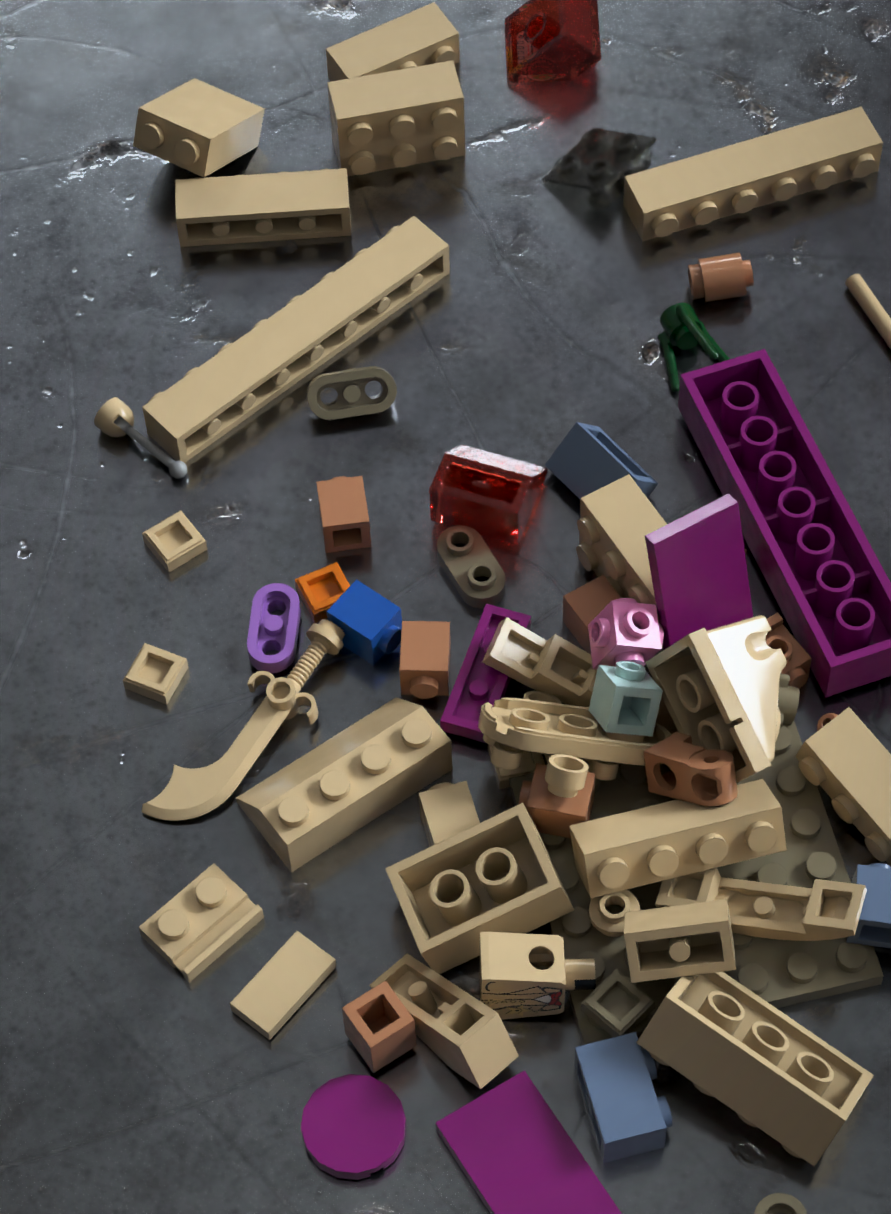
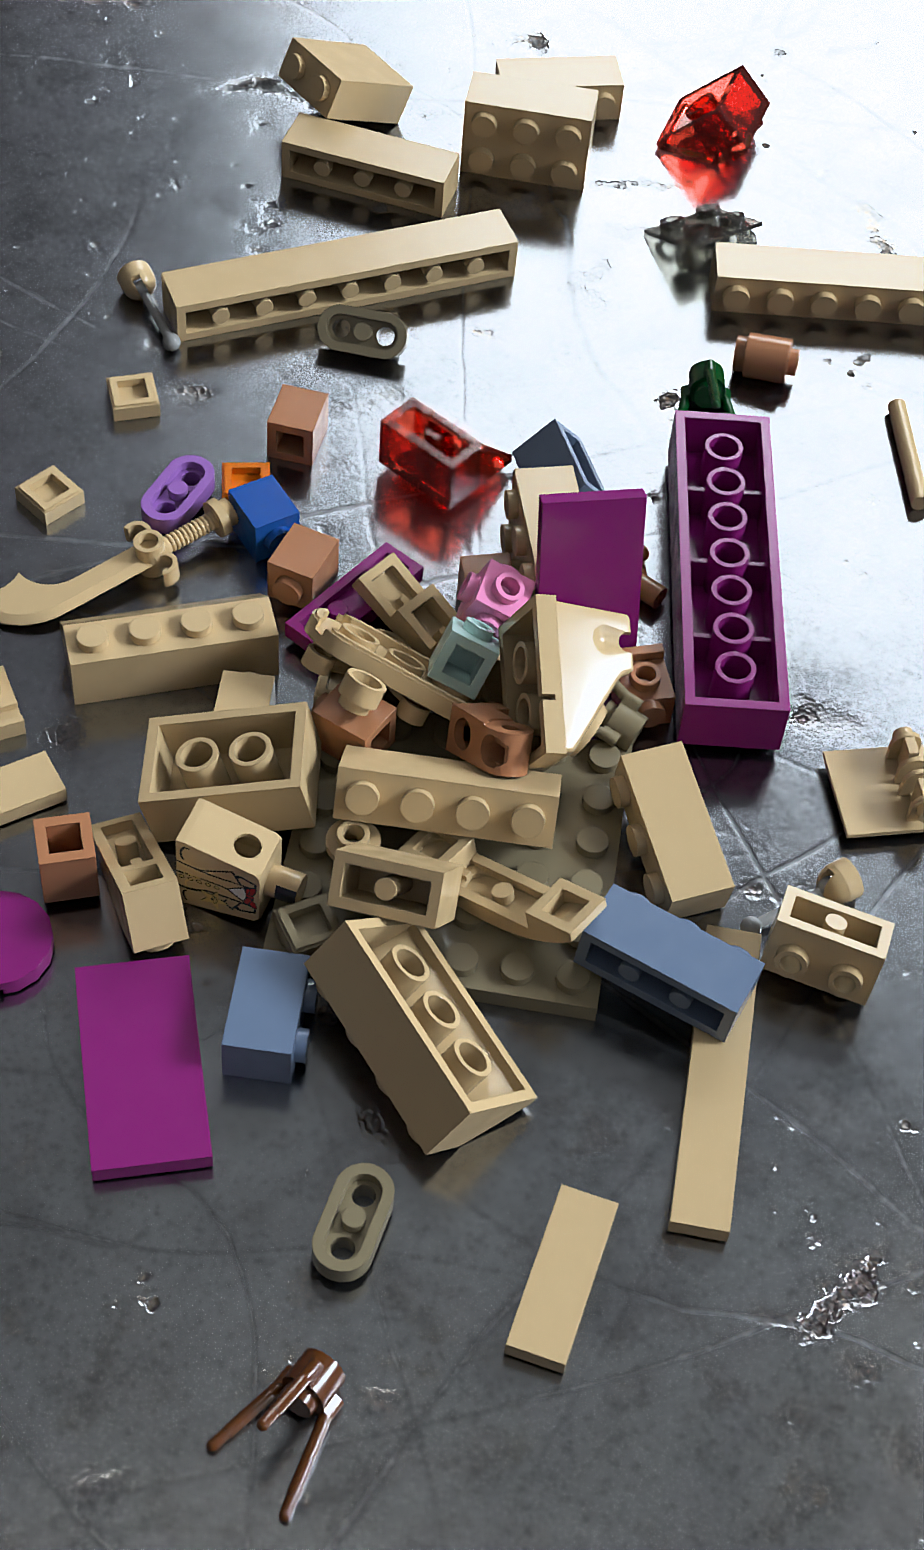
camera: 15 degrees right, 5 degrees down
(468, 563) = (394, 510): dark tan plate -> none

